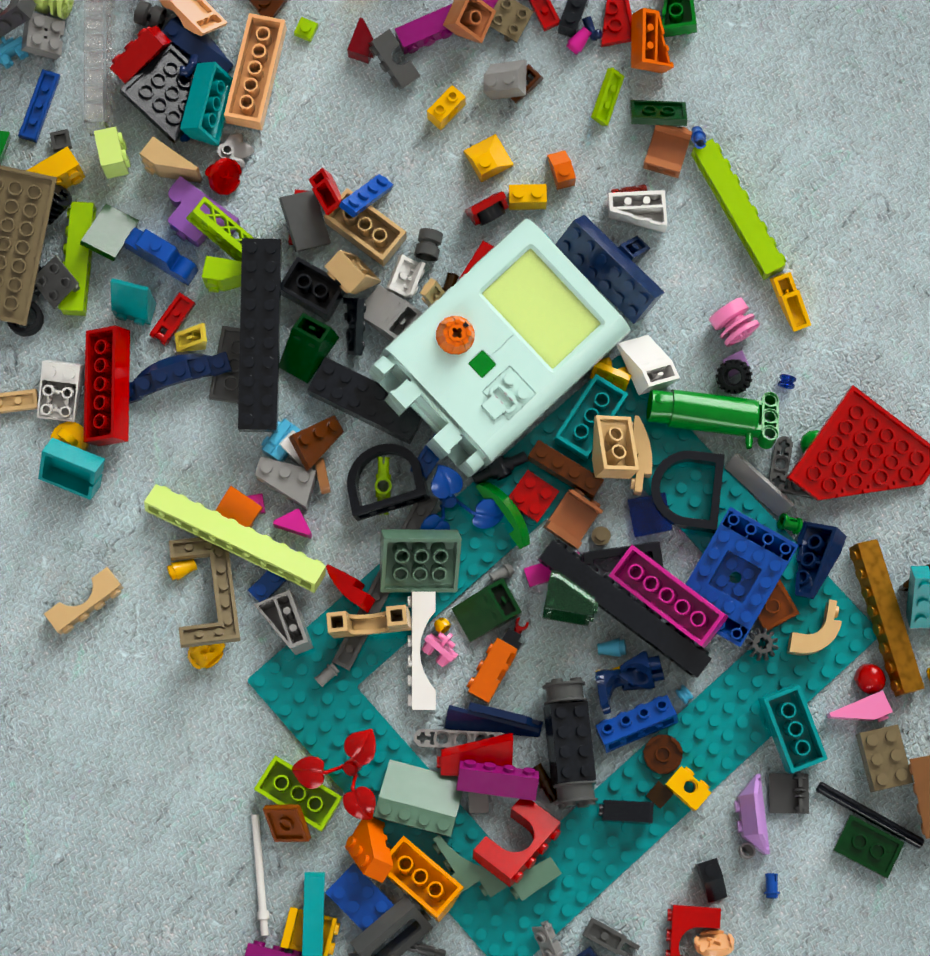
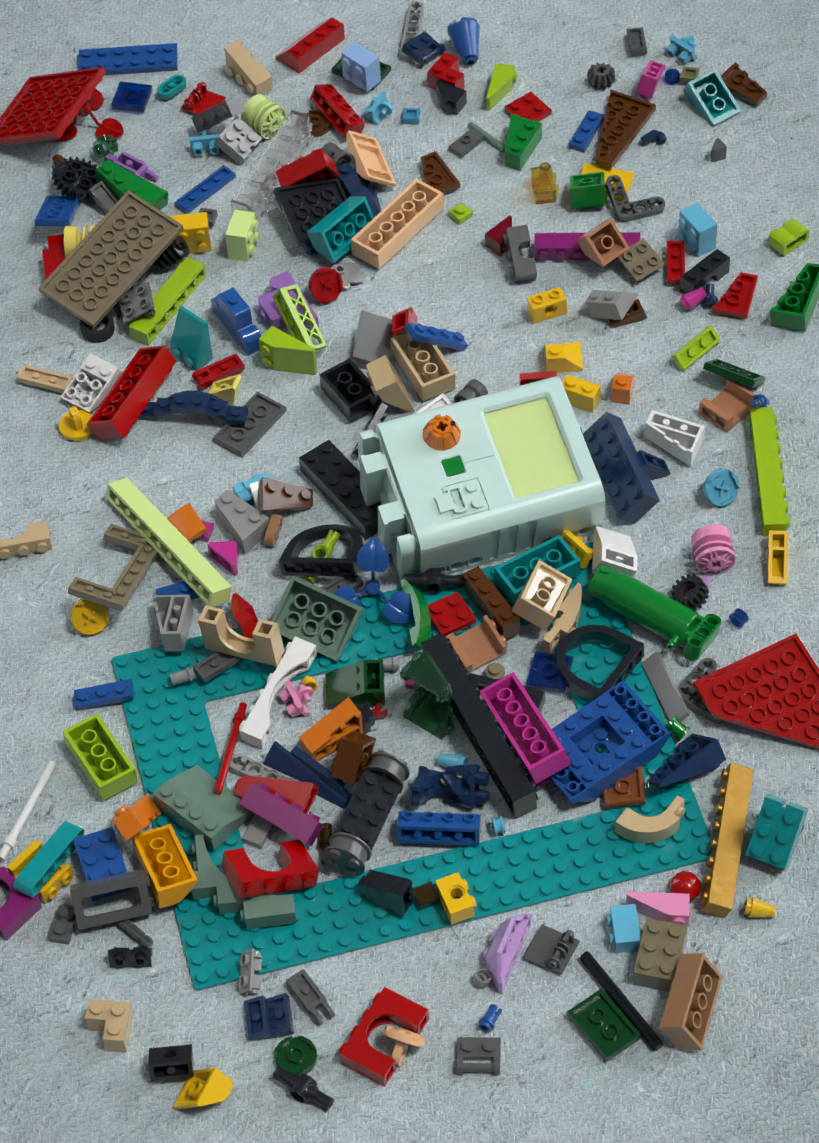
camera: 30 degrees right, 25 degrees down
(71, 468) = (63, 438): teal piece -> none
(109, 232) = (201, 288): tile -> none
(167, 163) = (282, 257): tan slope -> none
(181, 568) = (109, 551): yellow cone -> none
(187, 71) = (339, 199): dark blue arm -> none
(259, 335) = (280, 396): black brick -> none
(263, 724) = (103, 694): none -> blue plate
(287, 823) = (74, 771): dark orange tile -> none
(307, 347) = (321, 424): dark green slope -> none
(361, 749) = (148, 774): red plant -> none
(399, 692) = (238, 717): none -> red bar
(529, 692) = (352, 756): none -> reddish brown brick
(648, 42) = (753, 319): orange wedge -> none
(662, 754) = (448, 861): reddish brown tile -> none
(707, 249) = (721, 487): none -> medium azure tile
(712, 880) = (435, 986): black slope -> none
(755, 639) = (593, 810): dark grey gear -> none
(776, 918) = (478, 1050): none -> dark grey plate
(792, 728) = (583, 888): teal brick -> none
(841, 746) = (625, 928): none -> medium azure brick

